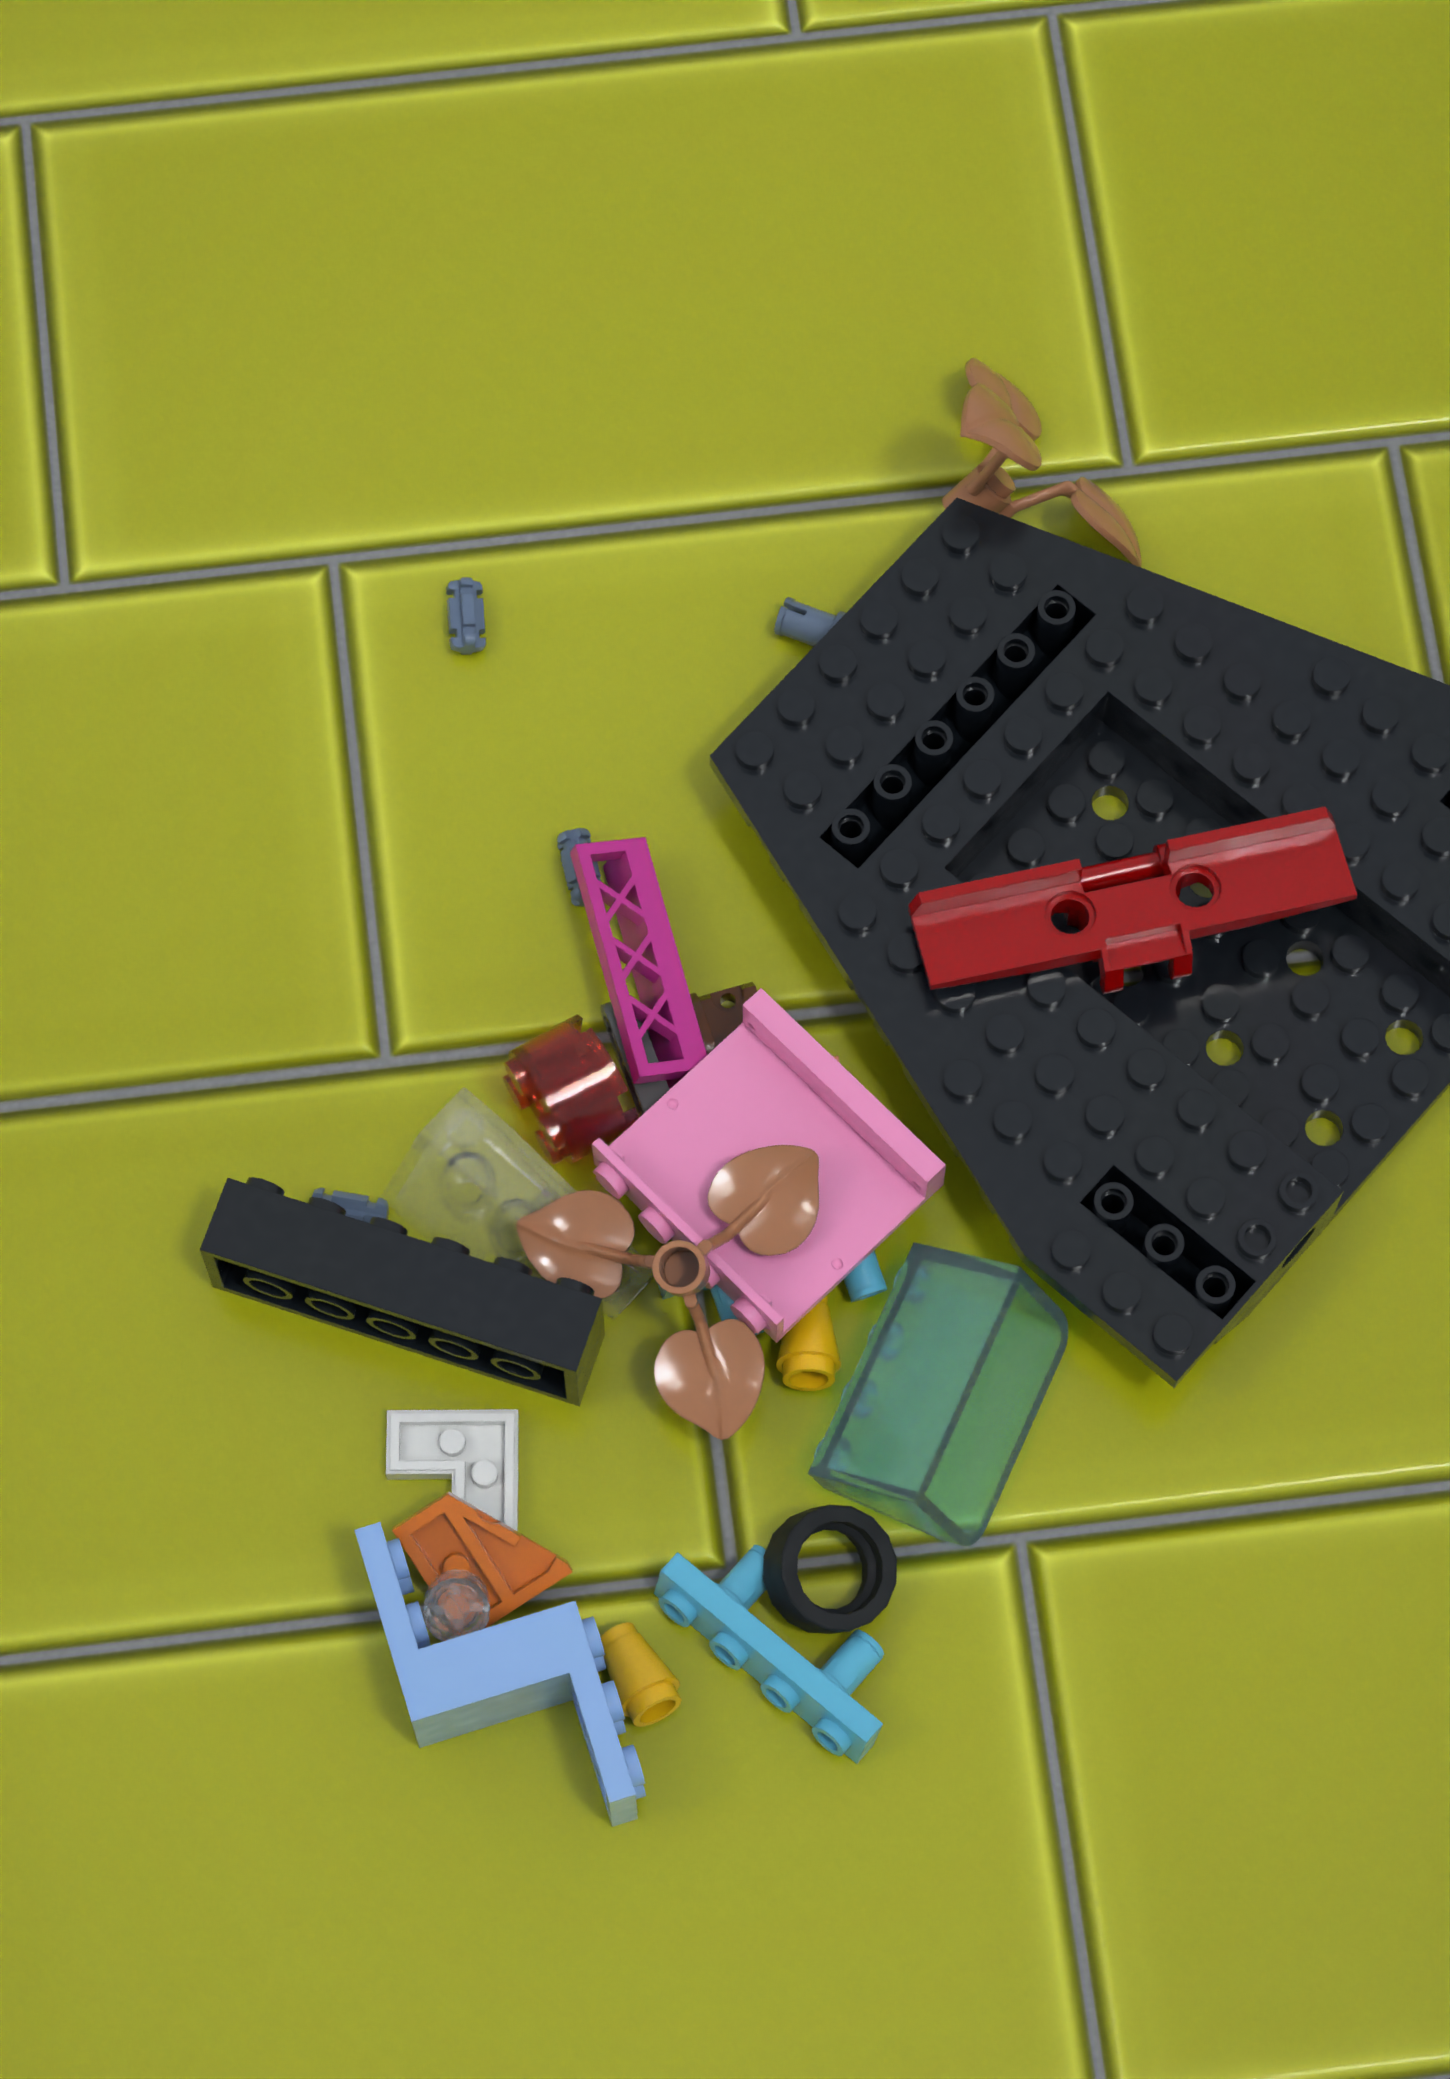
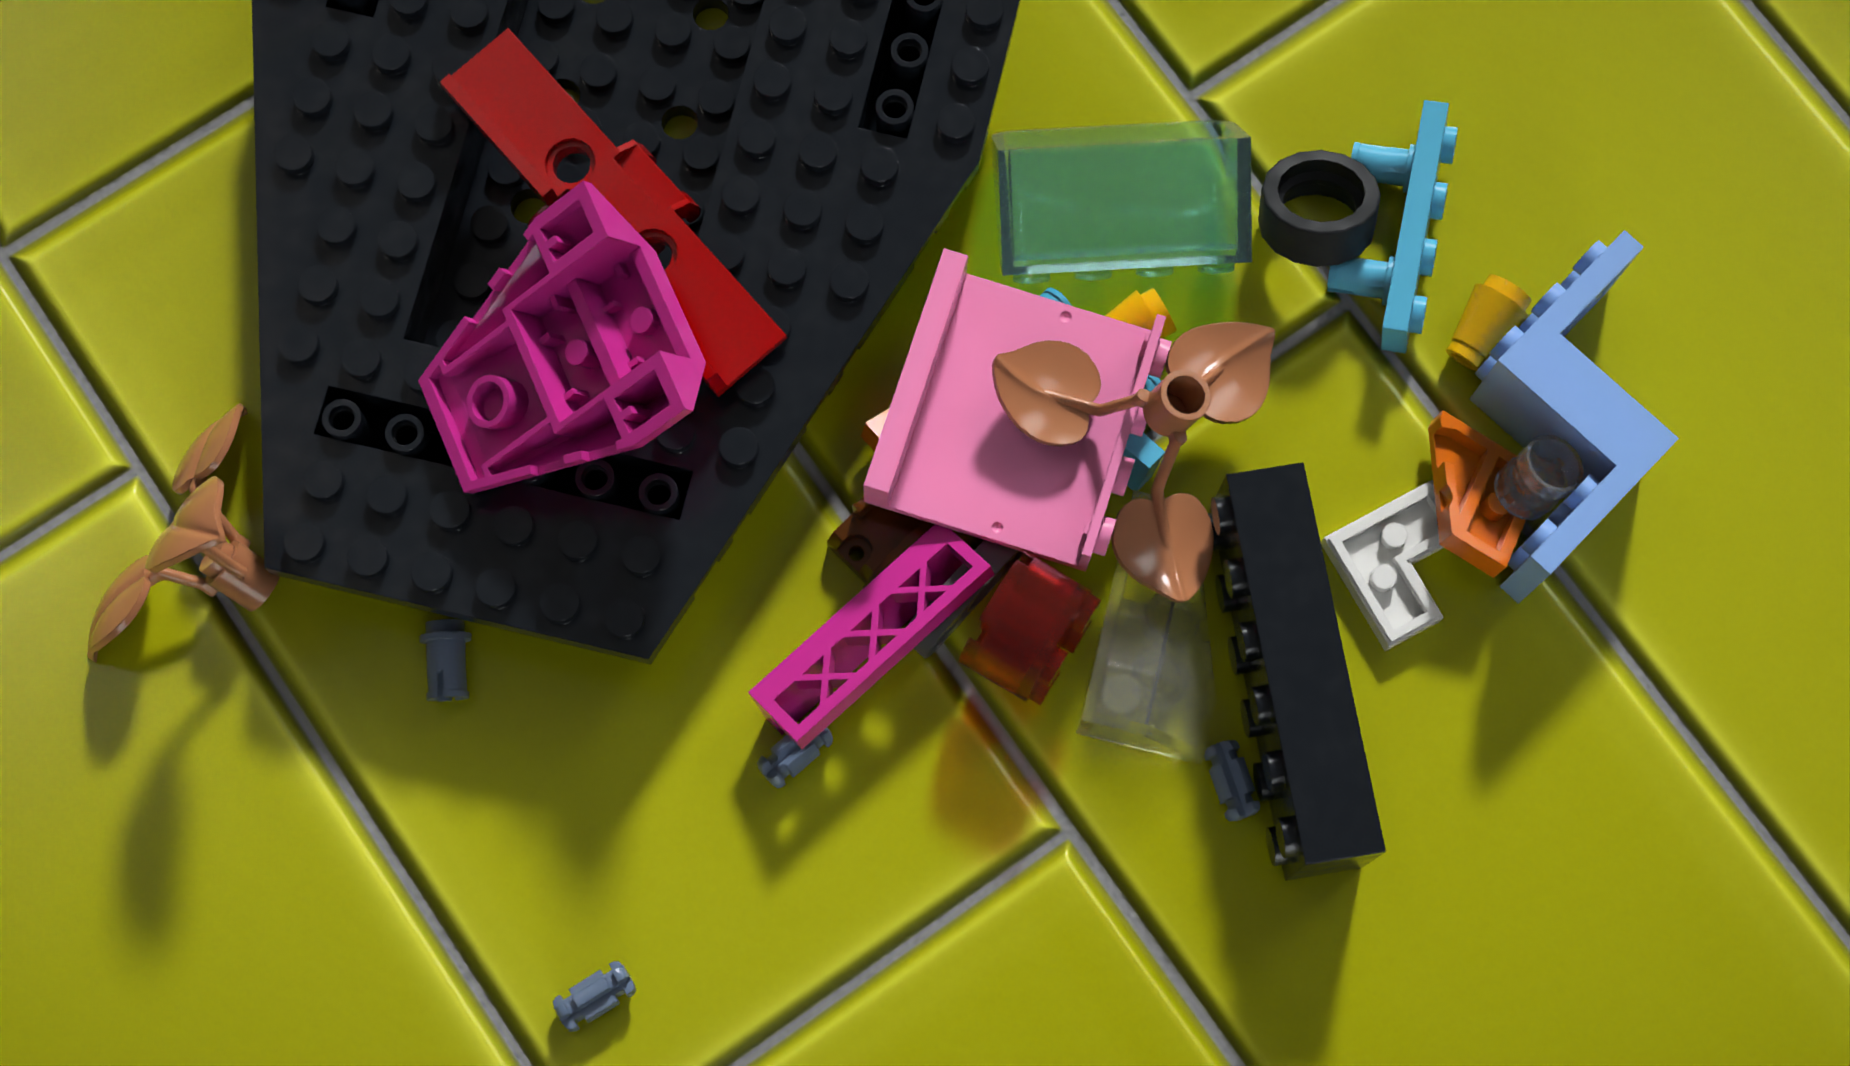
camera: 120 degrees left, 5 degrees up
(995, 784) = (566, 354): none -> dark pink wedge

